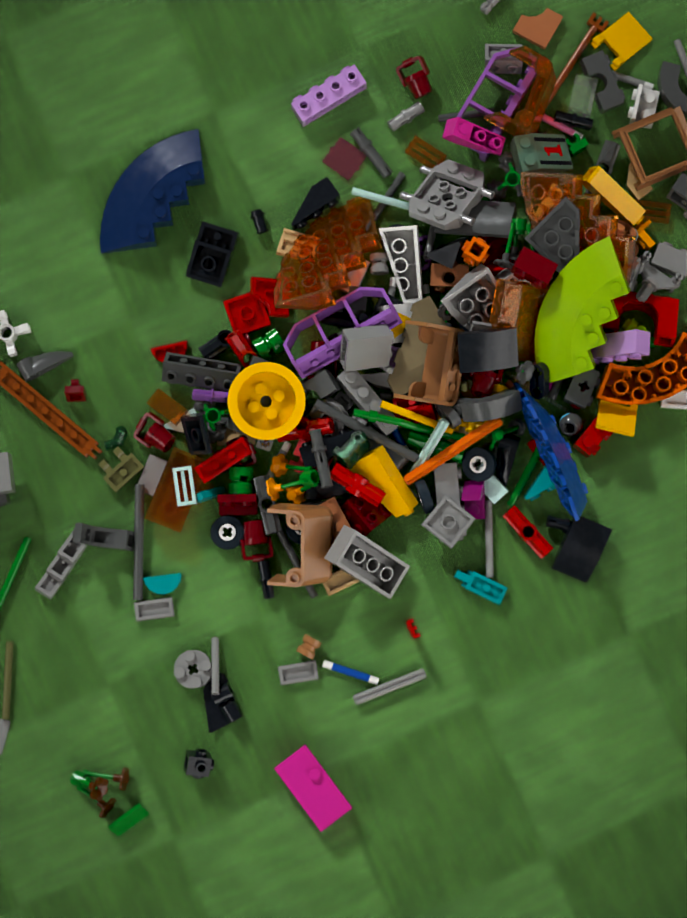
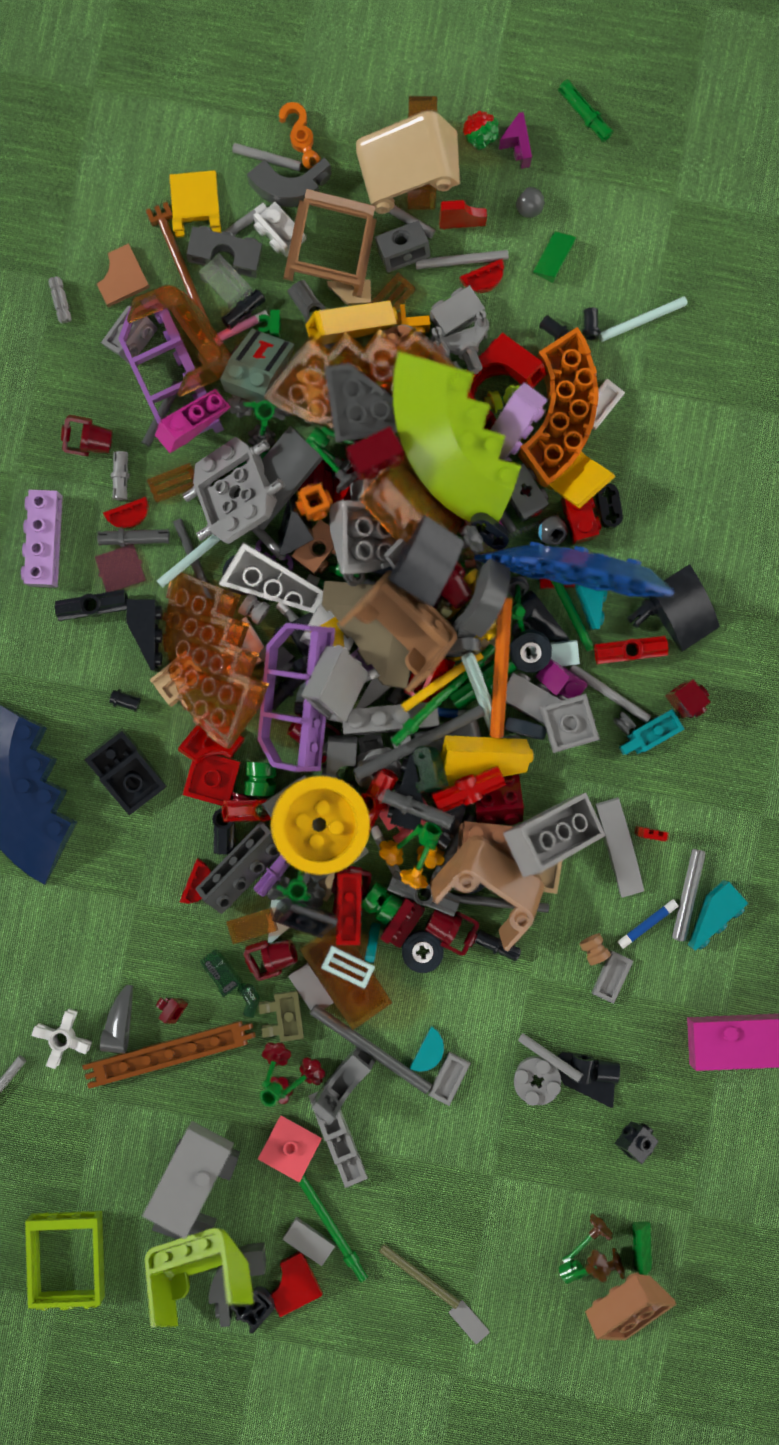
camera: 60 degrees left, 5 degrees up
(35, 533) = (289, 1148): none -> coral plate
(70, 500) = (277, 1088): none -> dark red plant
(82, 834) = (628, 1308): none -> nougat slope
(122, 408) = (221, 972): none -> clear green leg
(299, 149) = (78, 607): none -> black piece
(383, 139) = (129, 514): none -> red tile
(389, 616) = (619, 847): none -> light grey slope
(396, 712) = (717, 909): none -> teal slope
(475, 562) = (624, 723): none -> dark grey bush
(521, 592) = (689, 699): none -> dark red brick
(618, 455) = (615, 505): none -> black beam

